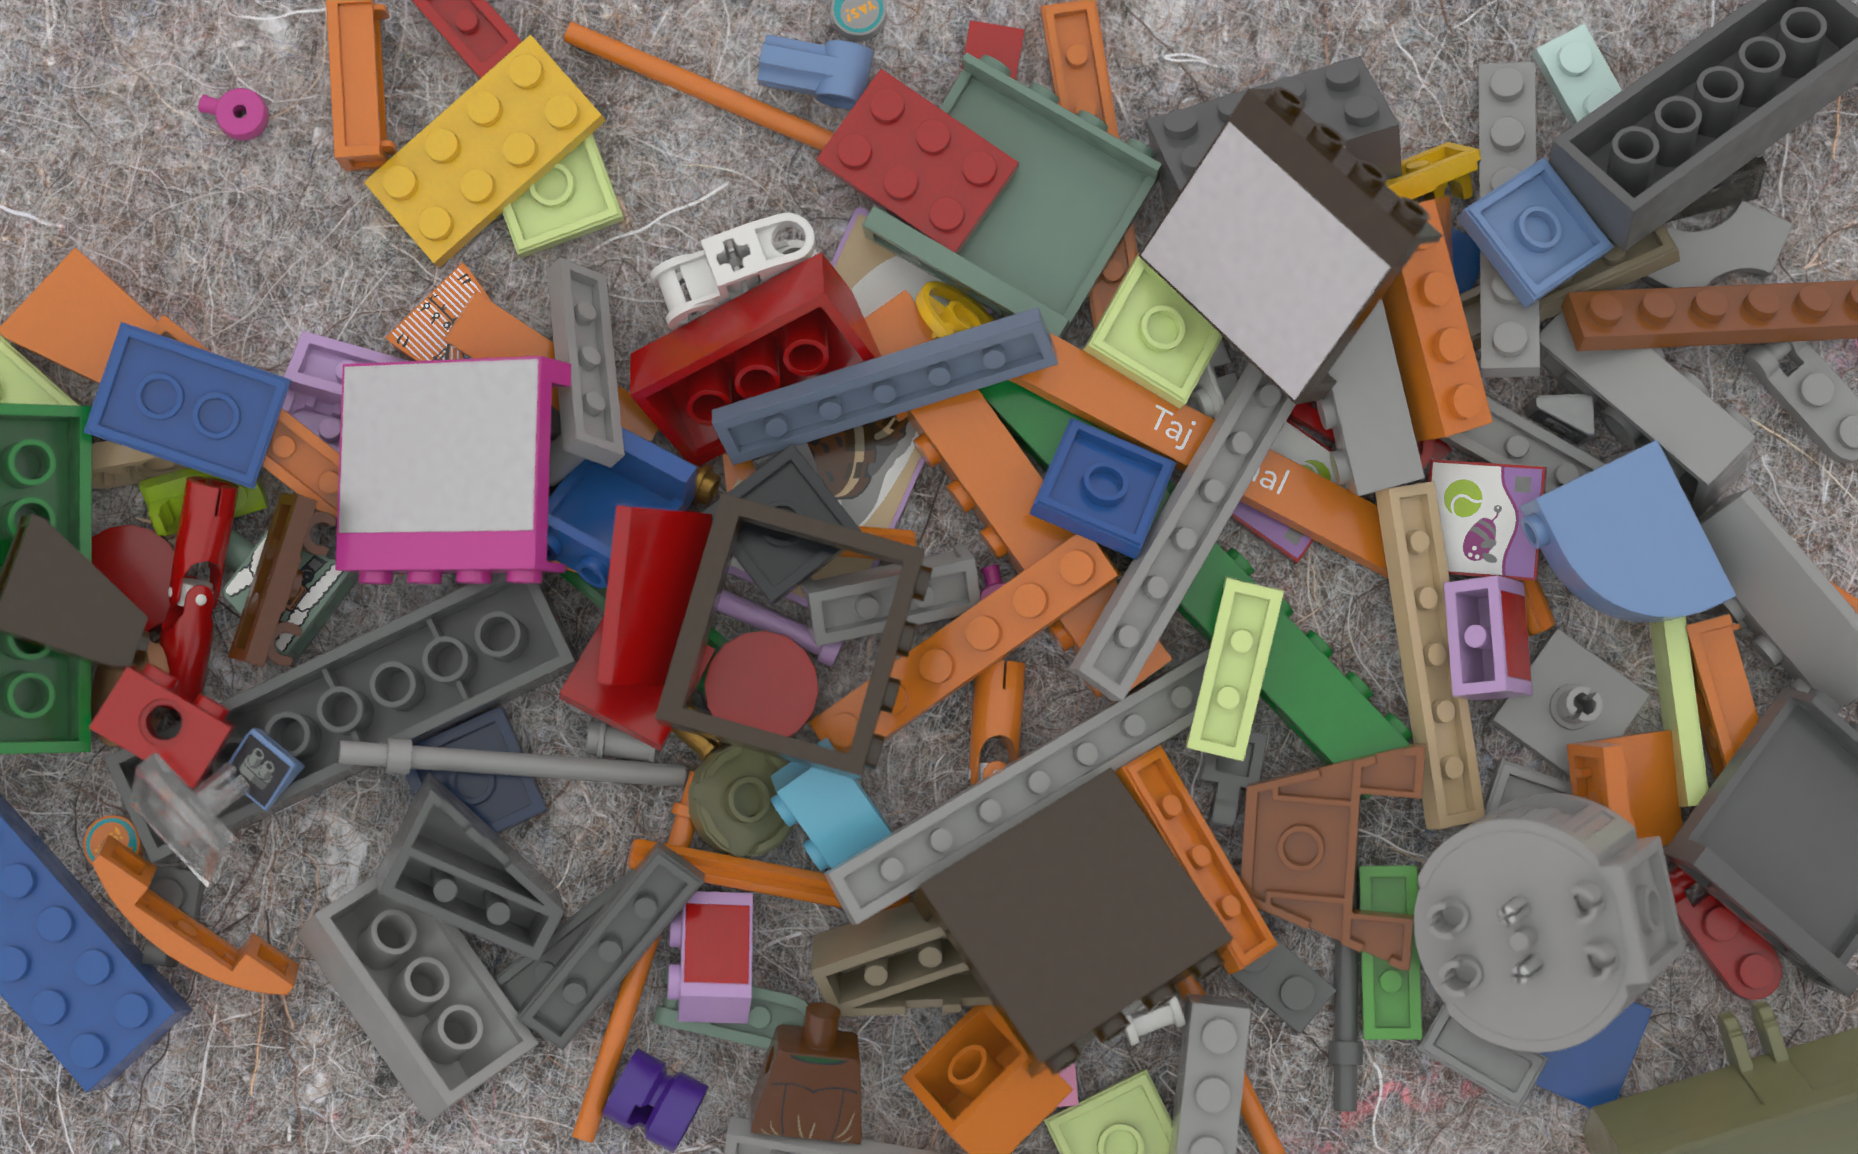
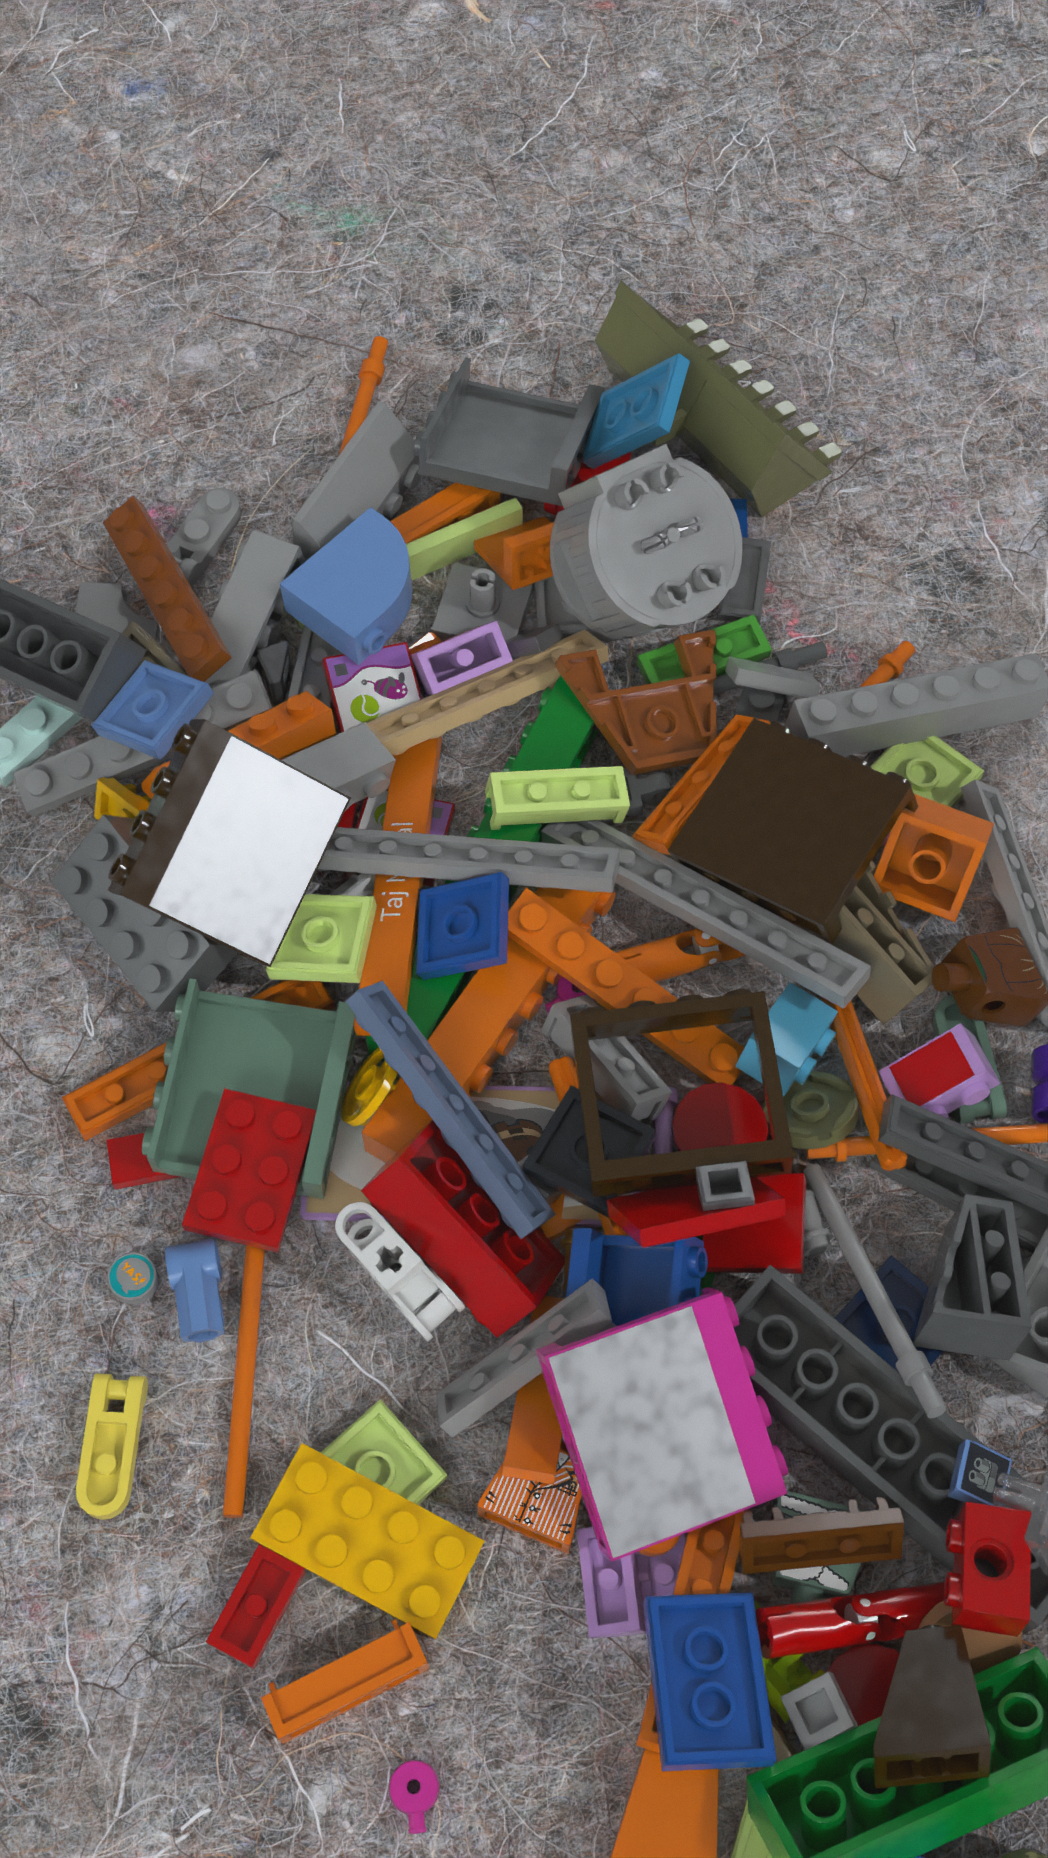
camera: 110 degrees left, 20 degrees down
(121, 506) = (819, 1711): none -> light grey tile
(651, 627) = (724, 1186): none -> flat silver slope
(1317, 1017) = (772, 678): none -> light grey tile
(1486, 742) = (534, 641): none -> flat silver tile
(1763, 1000) = (636, 411): none -> dark azure tile

